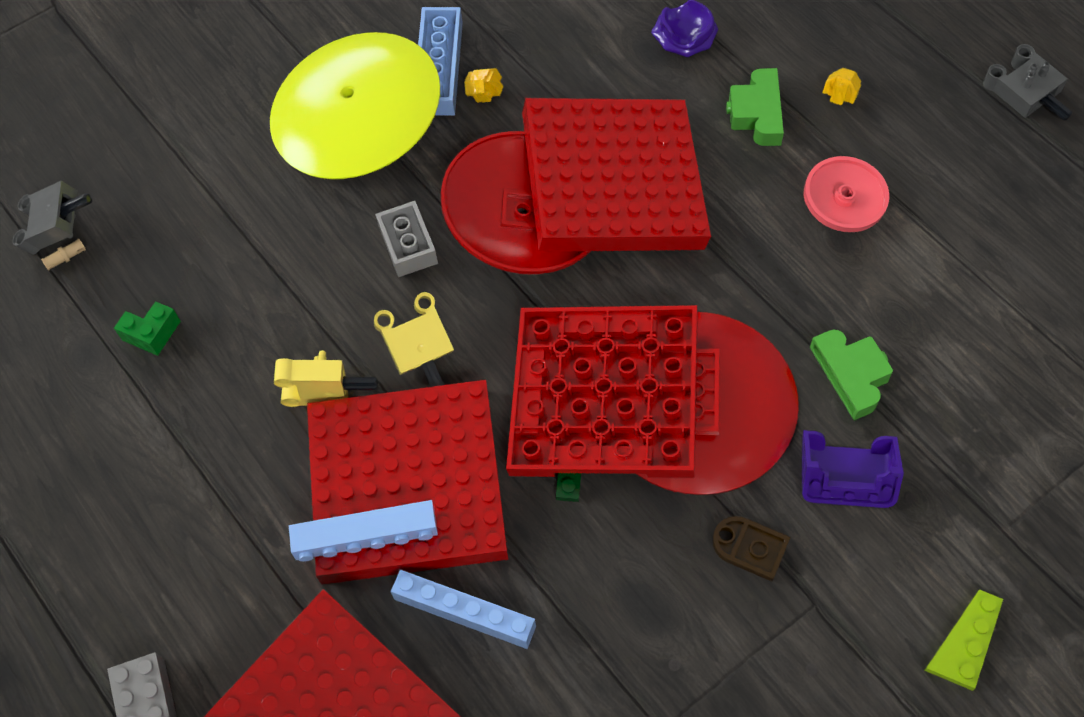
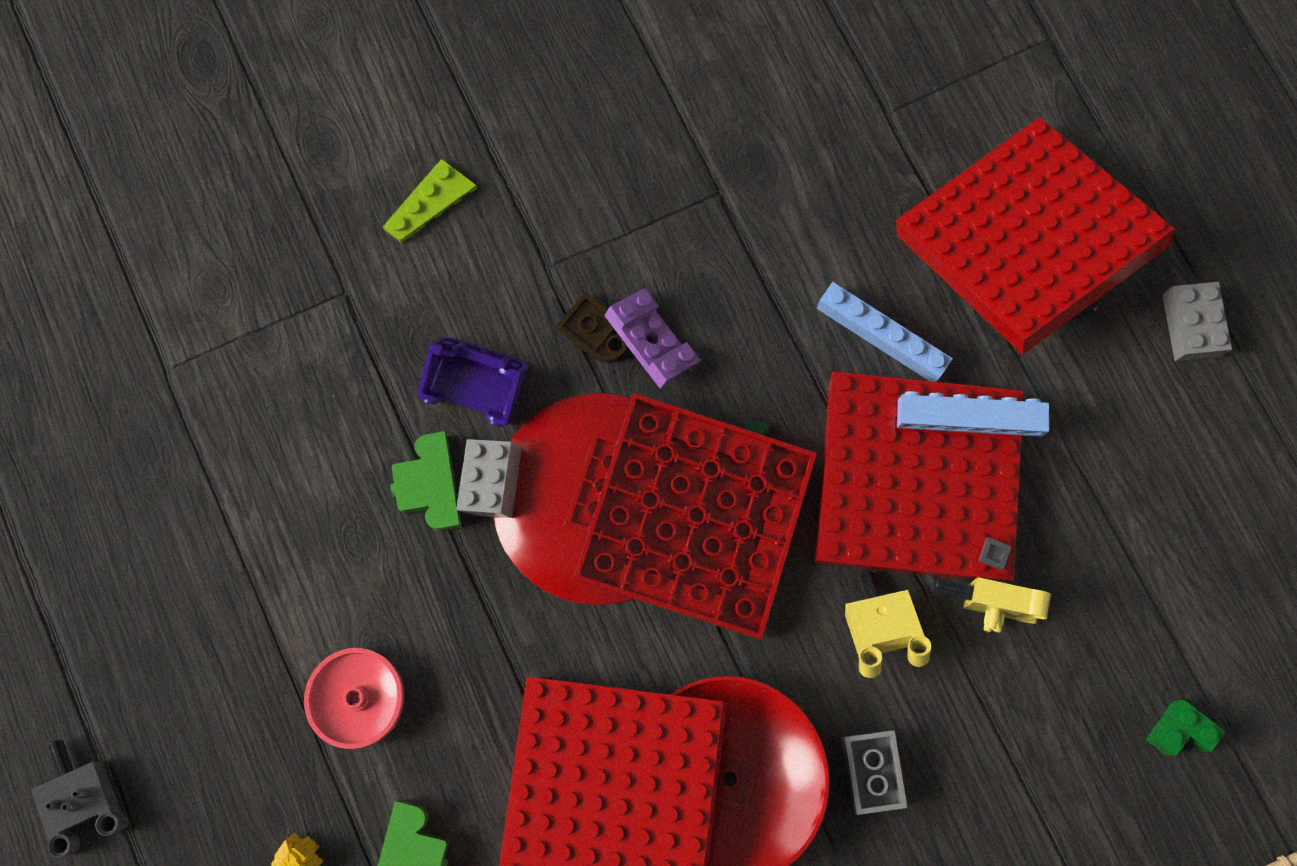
camera: 170 degrees left, 15 degrees up
(327, 413) = (994, 554): none -> flat silver plate
(672, 530) = (634, 321): none -> medium lavender piece
(801, 382) = (489, 478): none -> light grey brick

